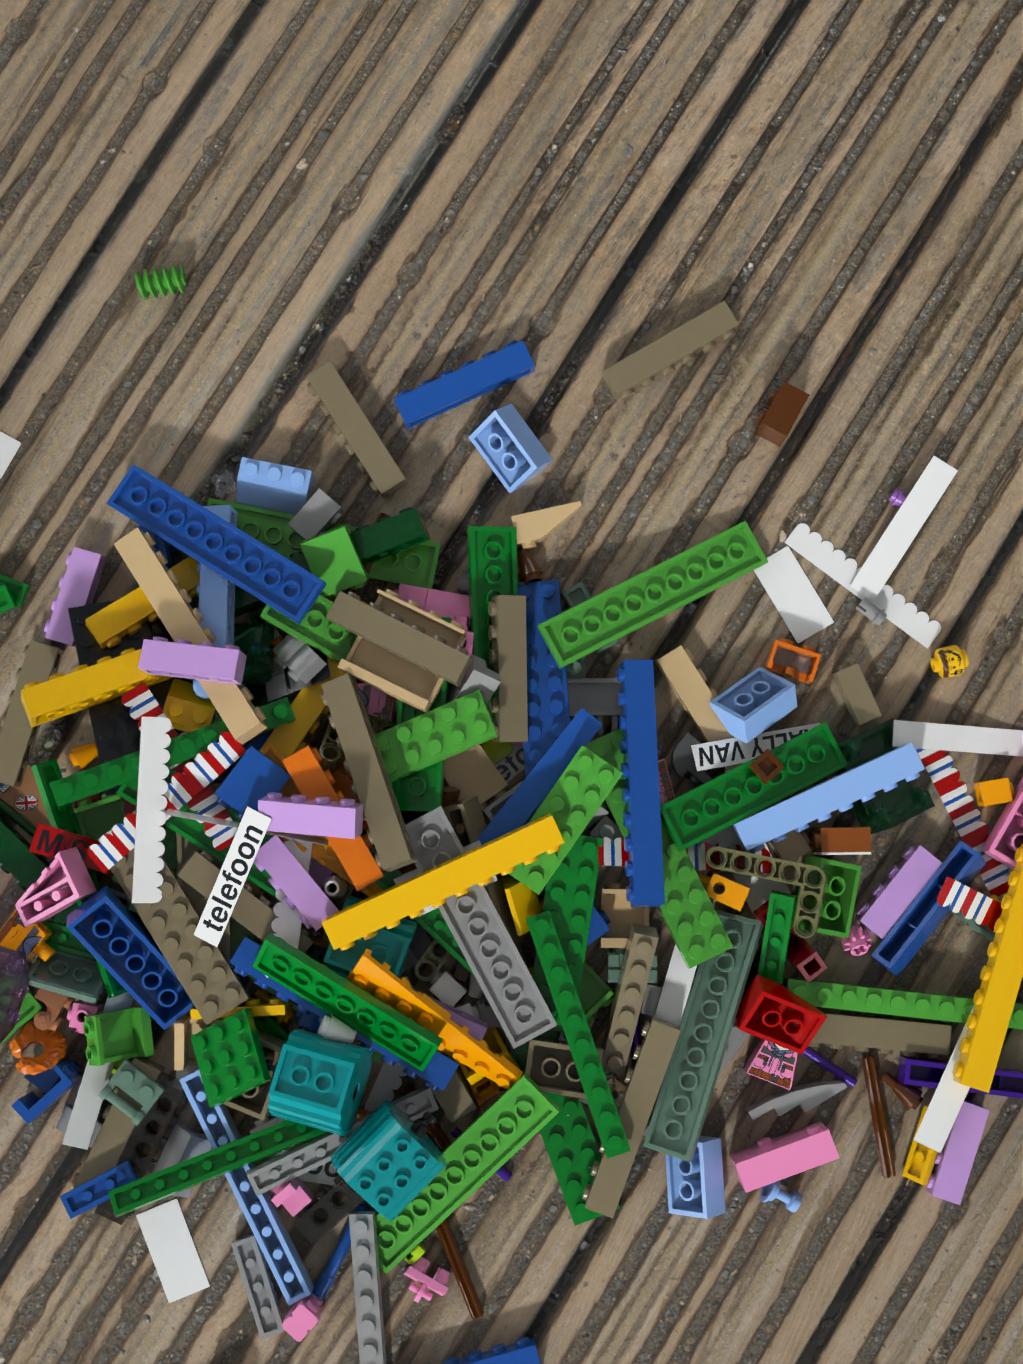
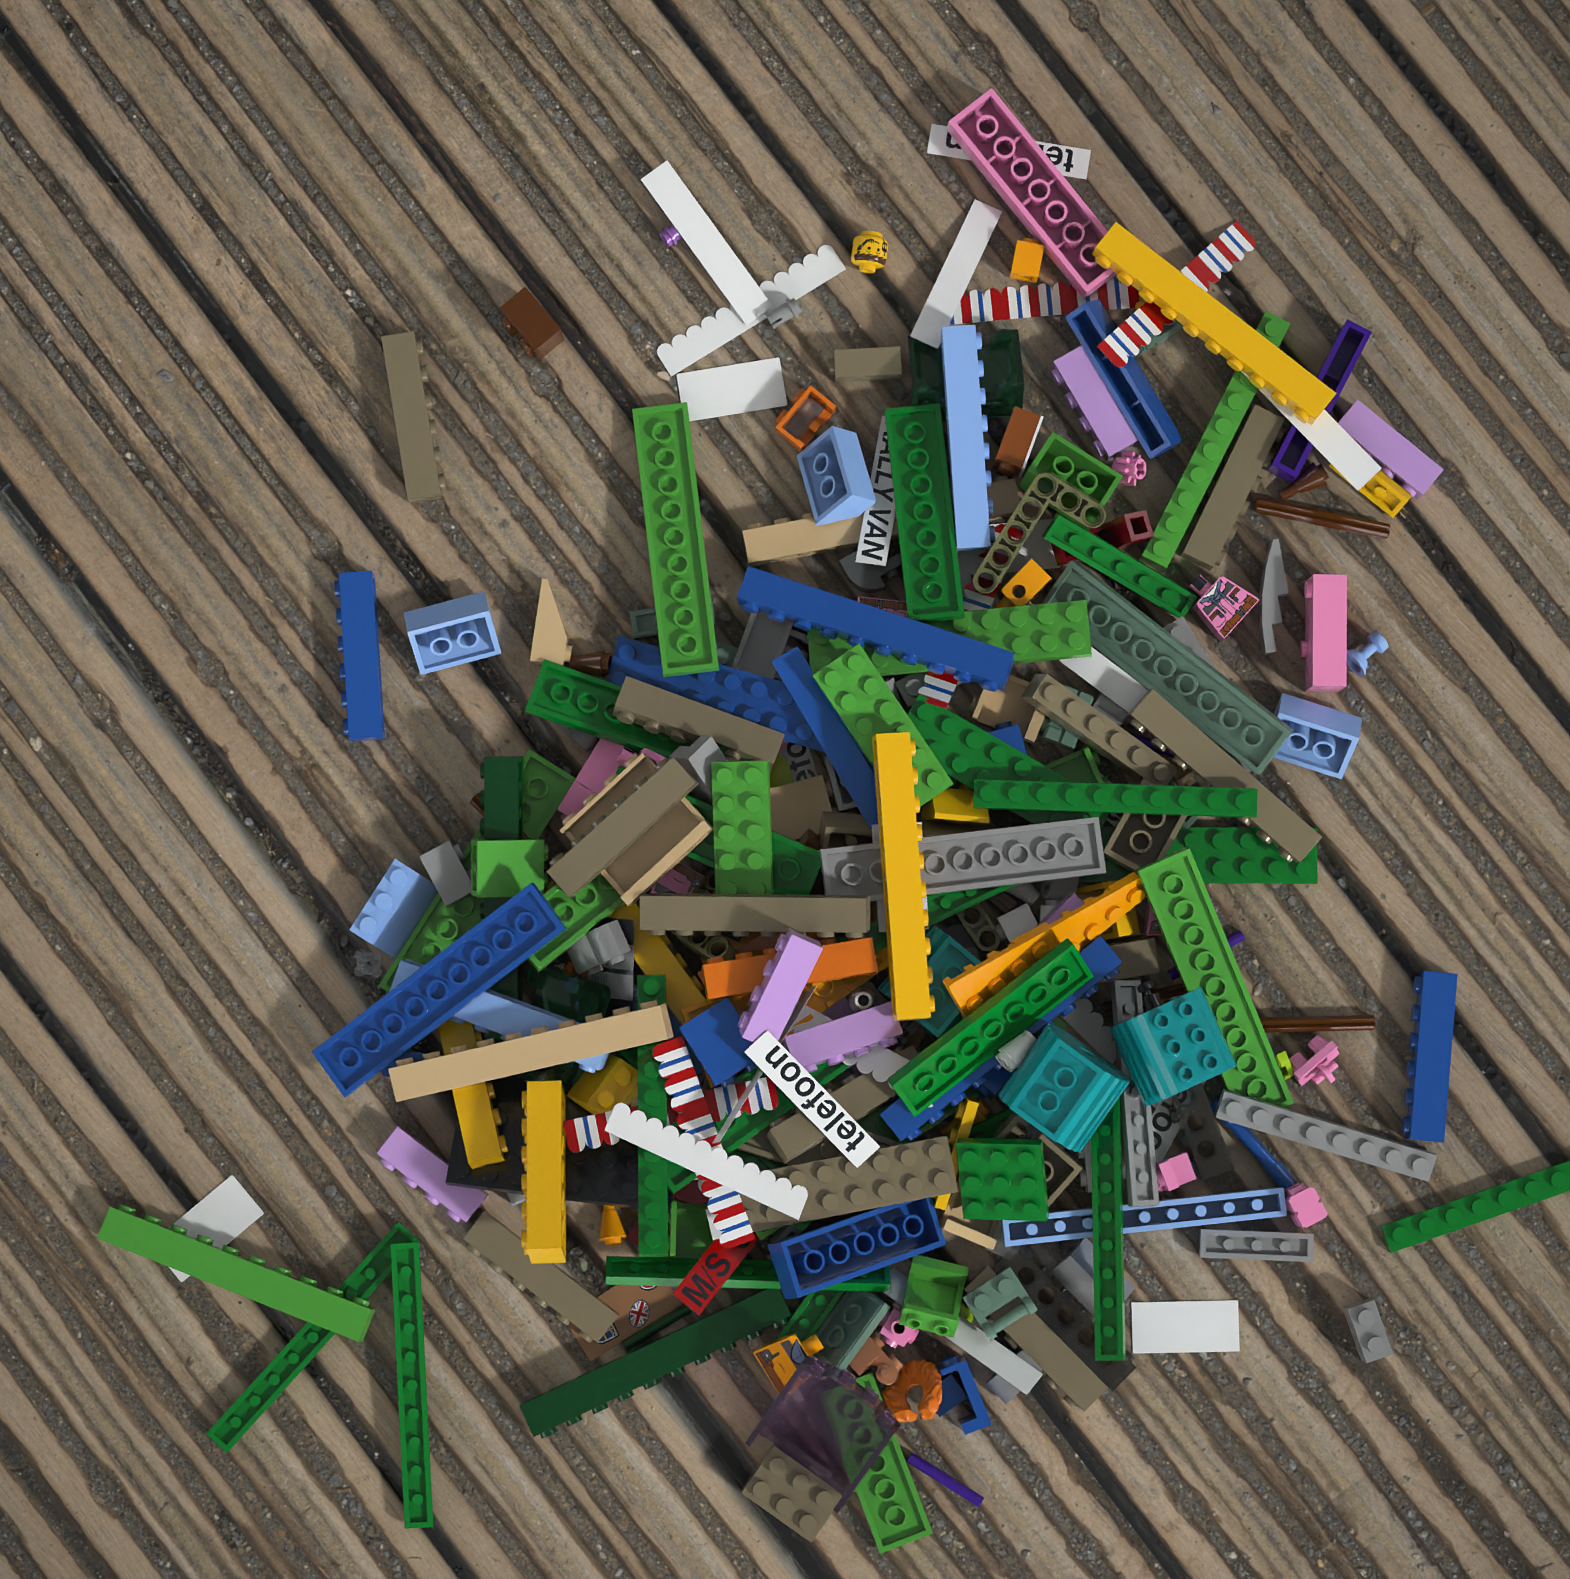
camera: 75 degrees left, 0 degrees up
(57, 888) = (751, 1298): bright pink wedge -> none
(96, 1190) = (1089, 1376): blue plate -> none
(161, 282) = (112, 948): bright green piece -> none
(192, 661) = (565, 1054): lavender brick -> none
(356, 429) = (365, 794): dark tan brick -> none
(486, 1092) = (1141, 921): reddish brown plate -> none
(766, 766) = (908, 490): reddish brown plate -> none
(778, 1015) = (1176, 580): red slope -> none
(830, 1066) = (1245, 553): dark purple bar -> none

